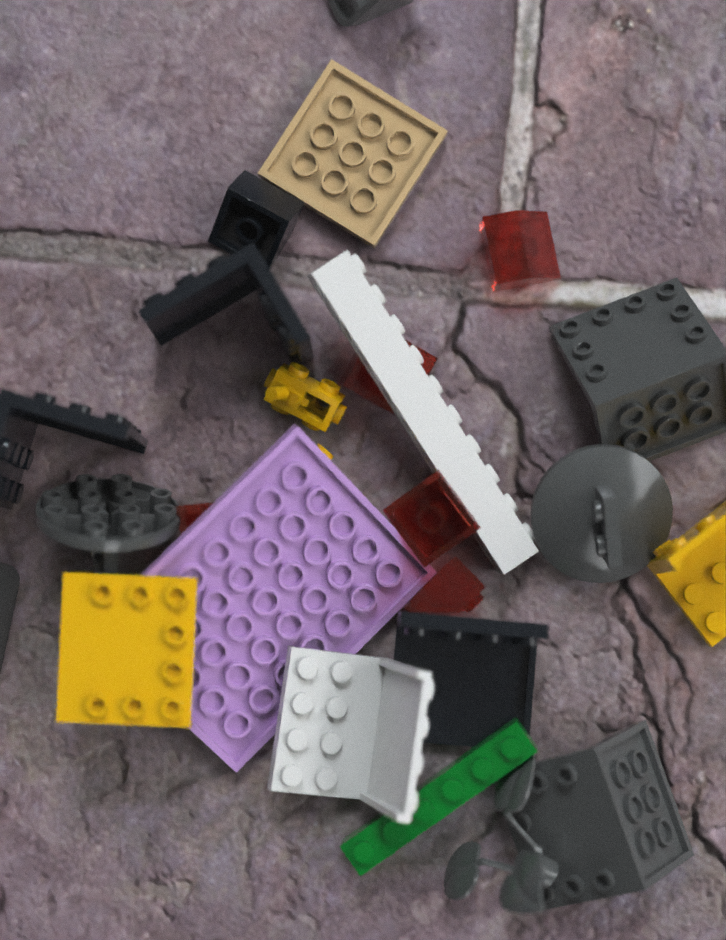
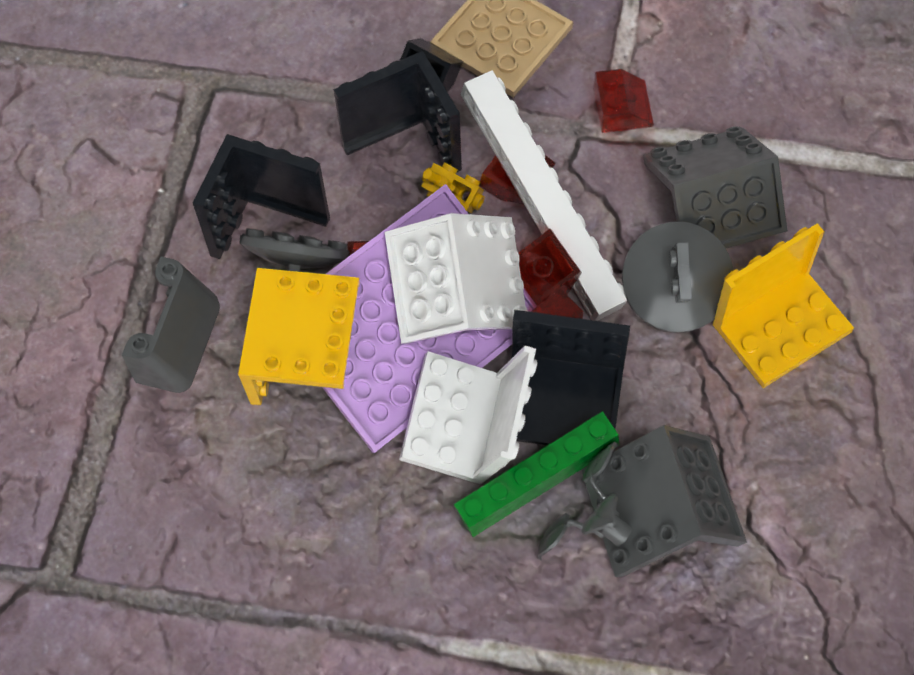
camera: 10 degrees right, 20 degrees down
(323, 563) = (454, 275): none -> white bracket

